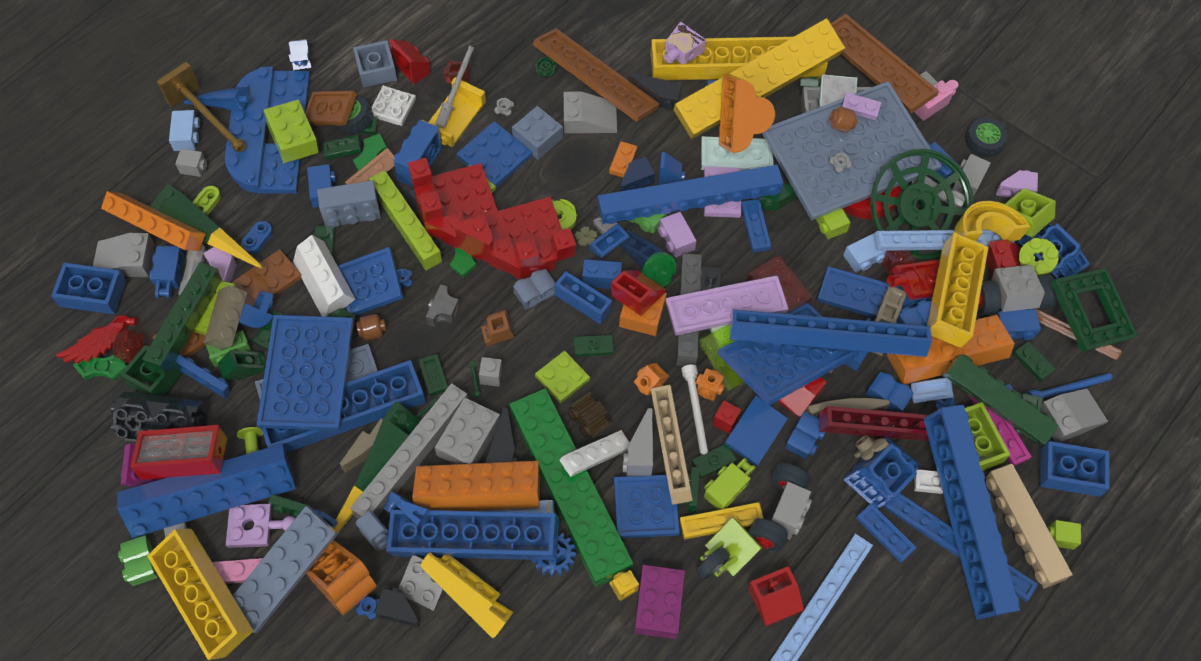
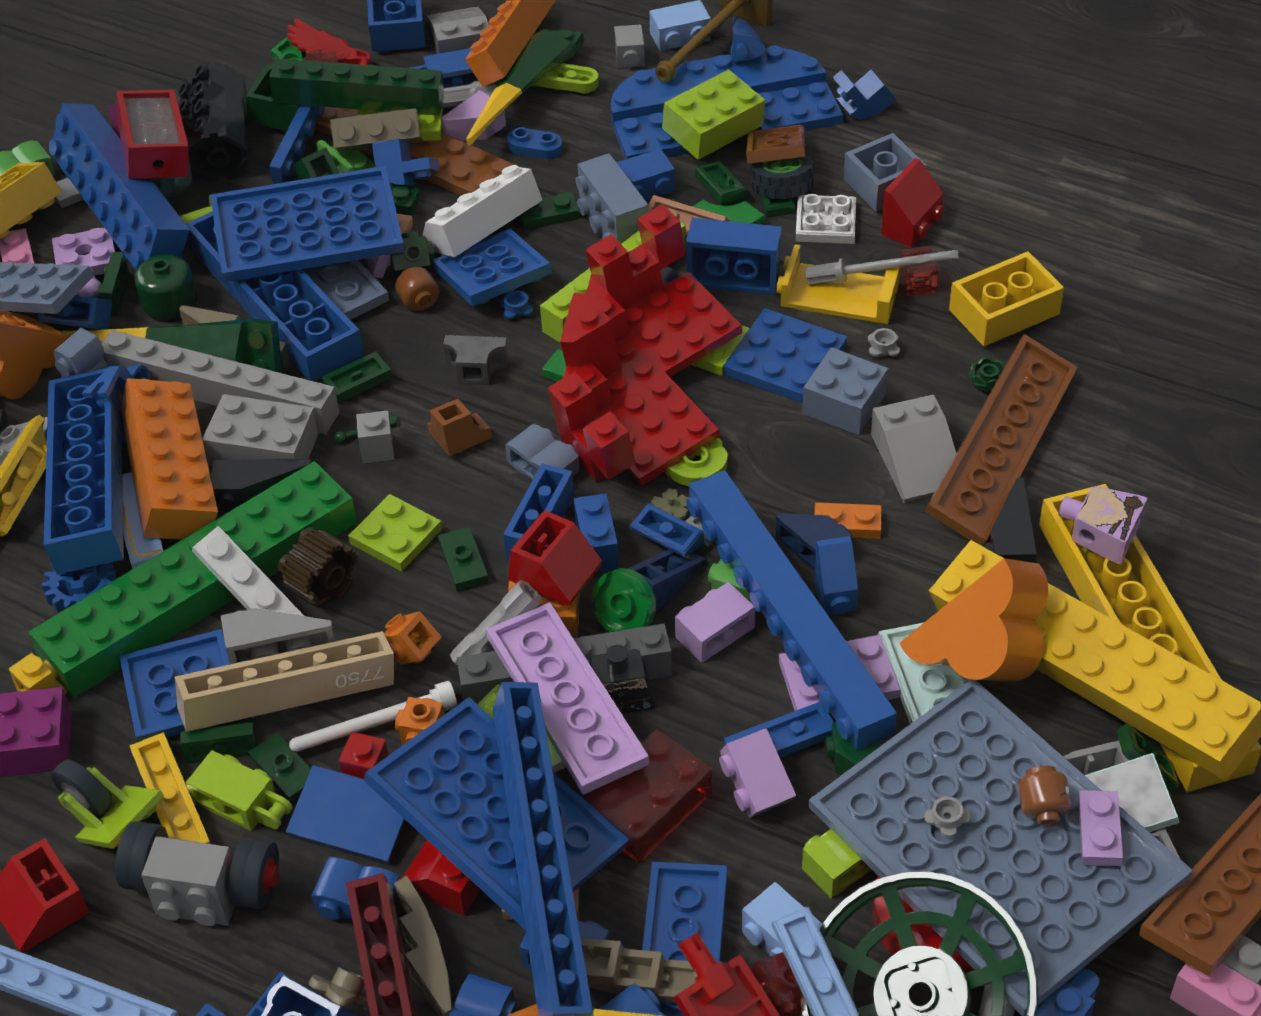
camera: 80 degrees right, 15 degrees down
(313, 473) = (164, 286): none -> dark green head
(499, 40) = (1006, 298): none -> yellow brick
(662, 318) = (516, 602): none -> light grey axle
(781, 238) = (756, 773): none -> lavender brick

